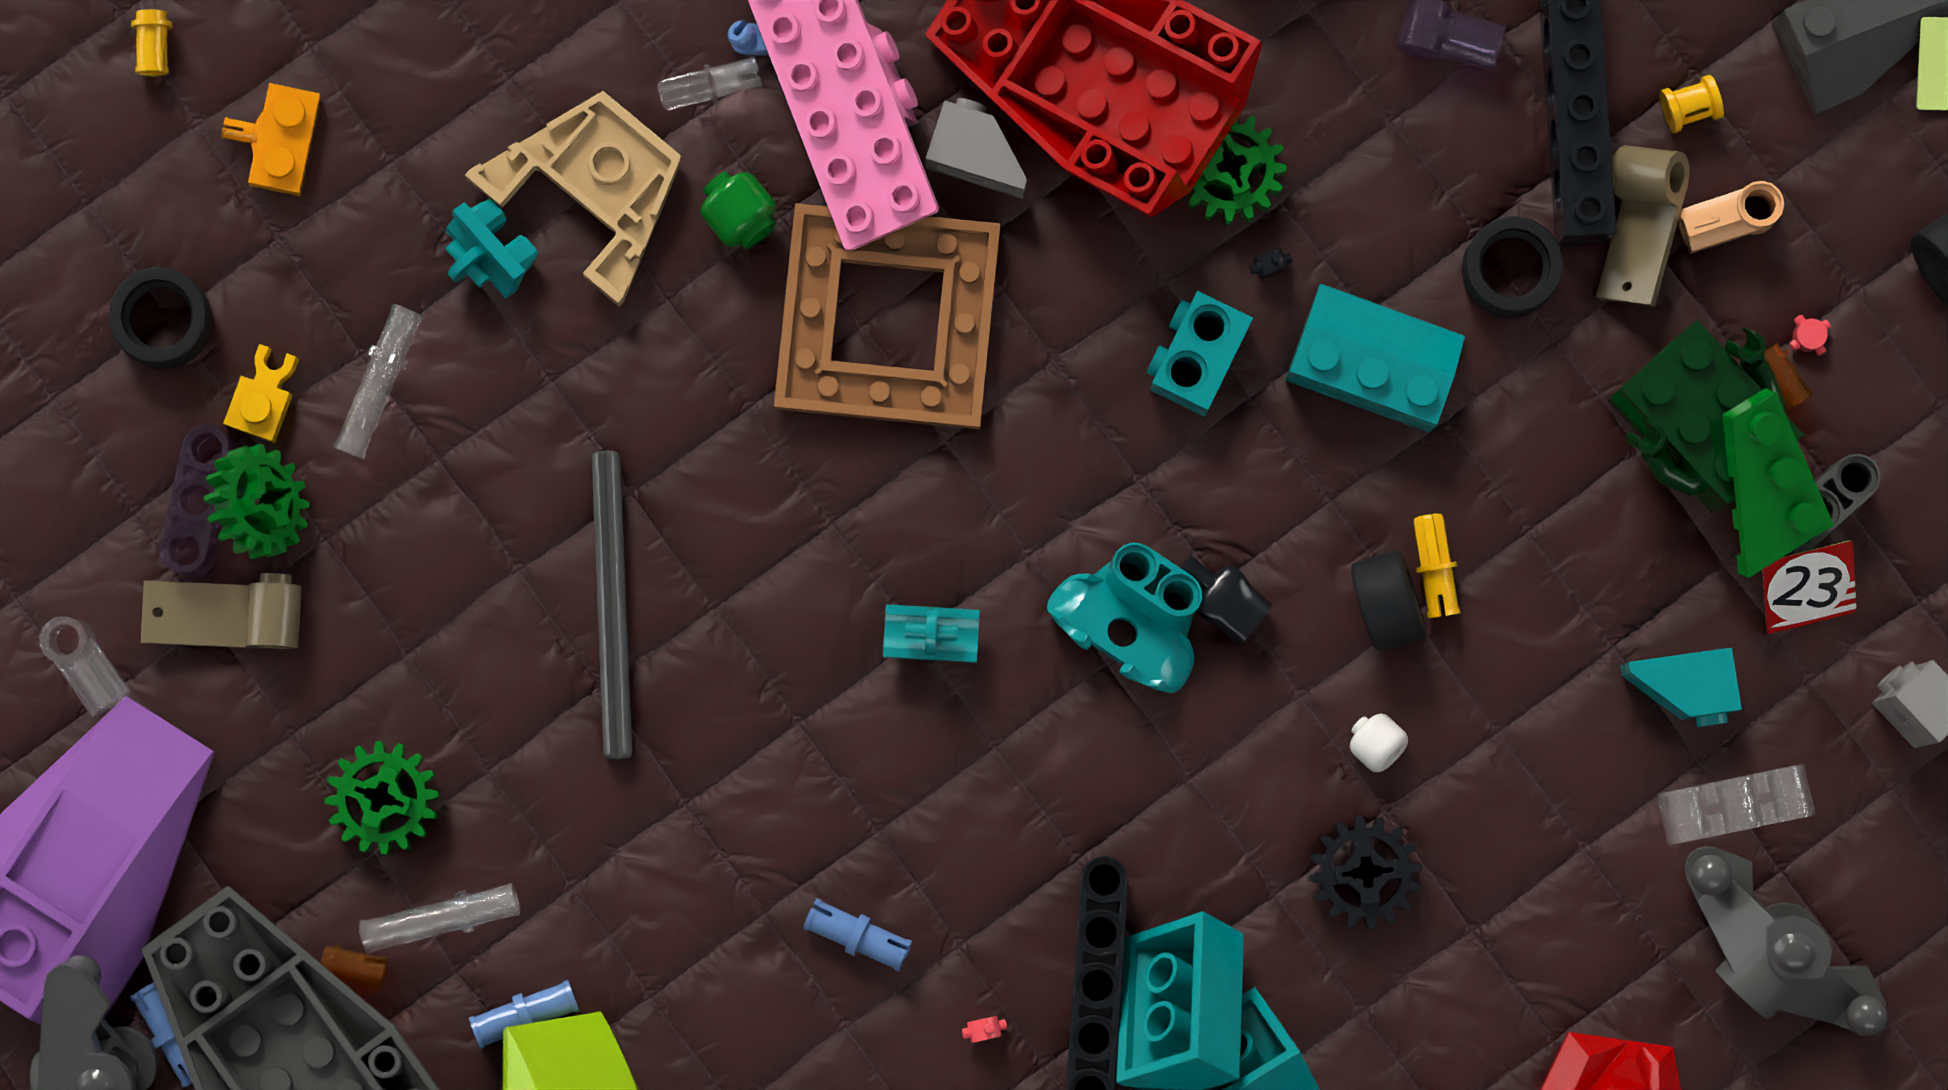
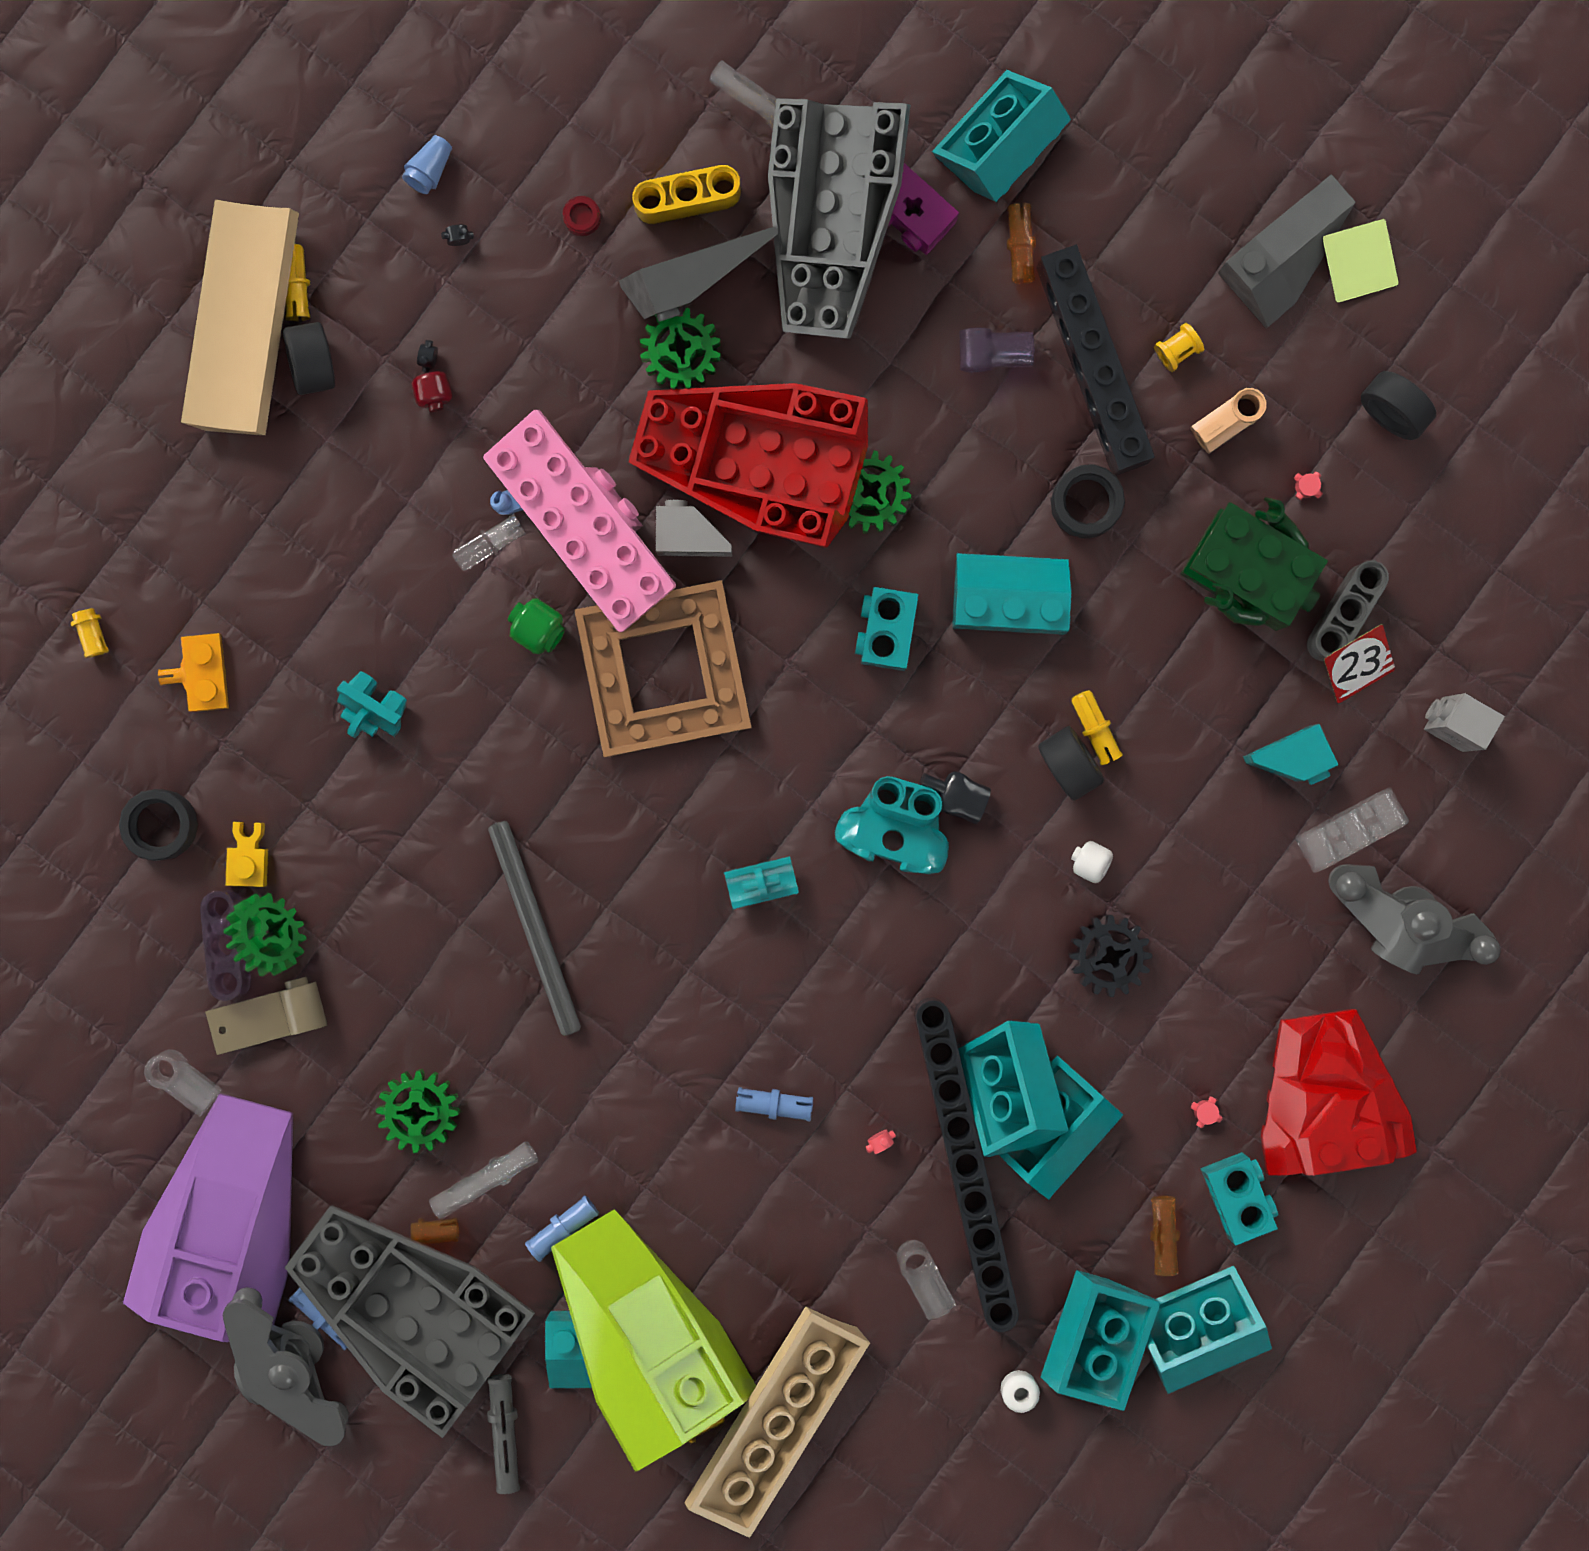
camera: 10 degrees left, 5 degrees up
(378, 380) = (323, 822): clear pin -> none
(606, 166) = (435, 623): tan wing -> none
(1270, 263) = (918, 550): black piece -> none
(1652, 198) = (1171, 425): dark tan door -> none
(1772, 484) = (1318, 603): green wing -> none
(1790, 382) = (1304, 522): clear orange pin -> none

